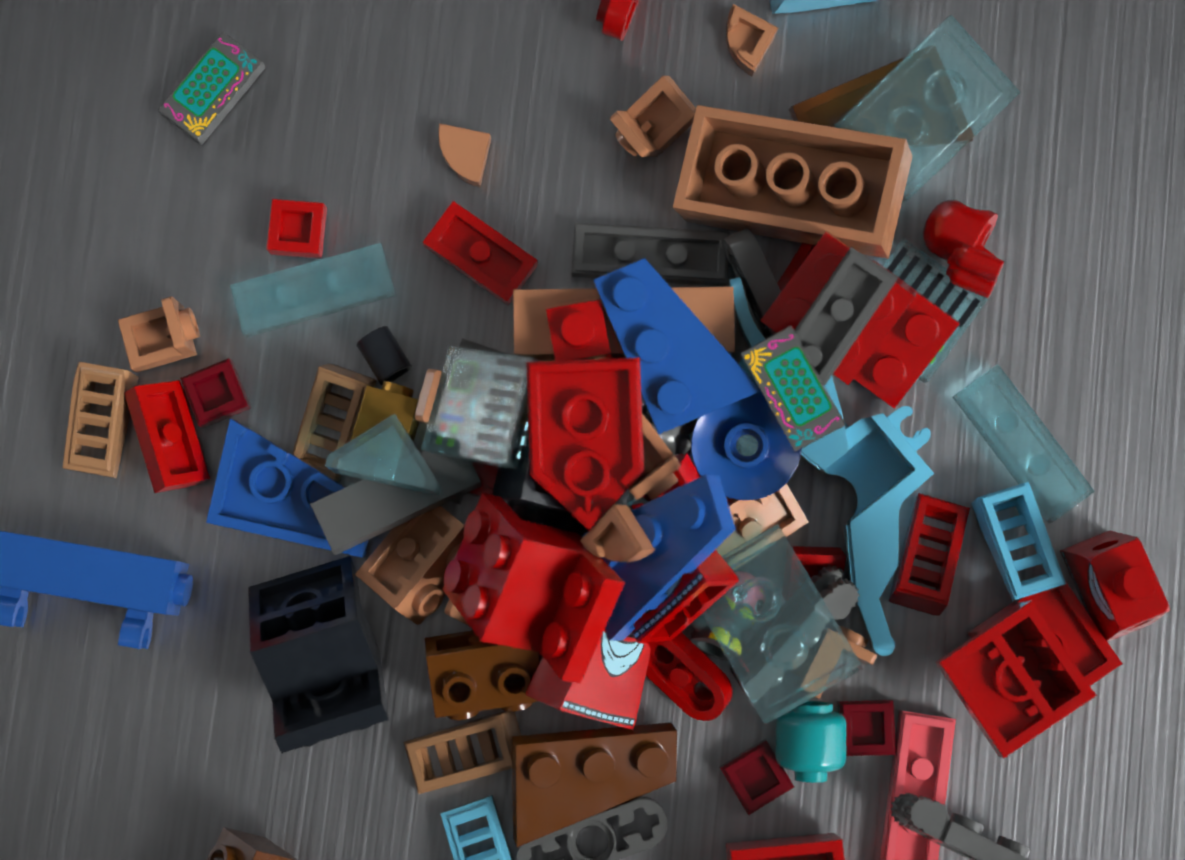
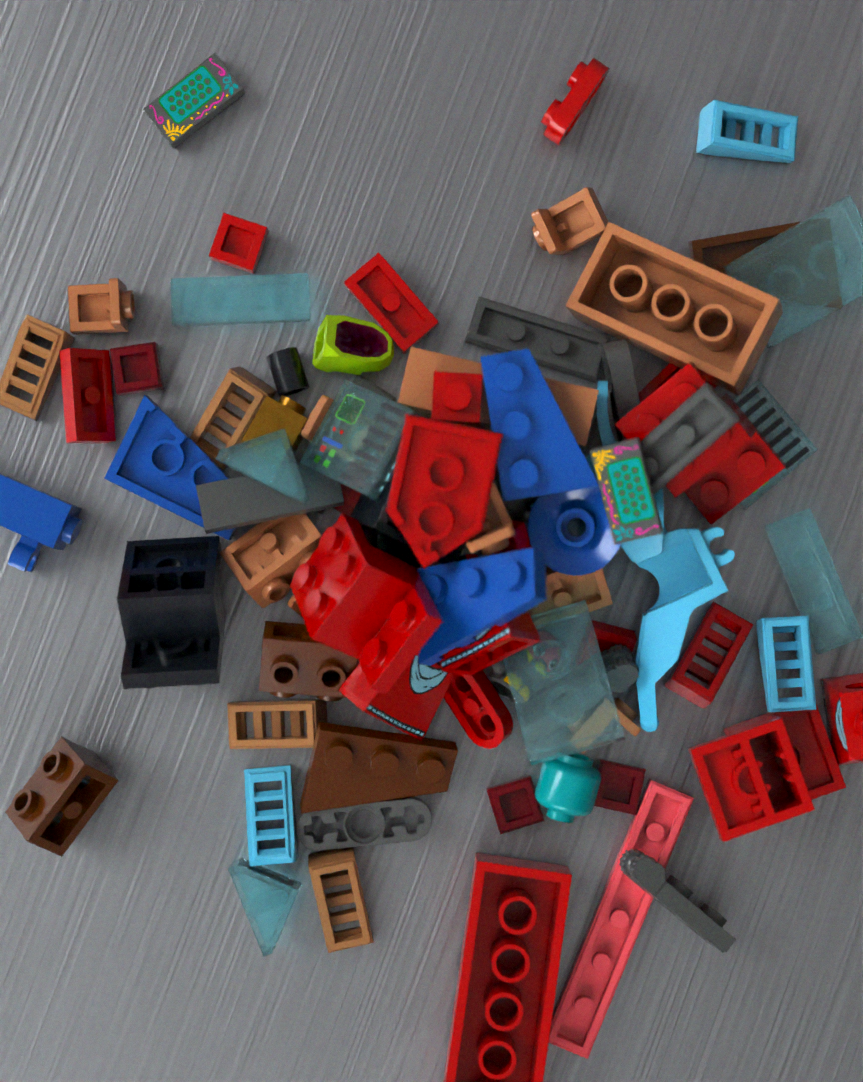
camera: 15 degrees right, 5 degrees up
(447, 309) = (351, 346): none -> lime rock
(465, 152) = (399, 211): nougat tile -> none
(618, 537) = (447, 580): nougat tile -> none
(748, 38) = (669, 170): nougat tile -> none
(959, 237) = (806, 390): red piece -> none

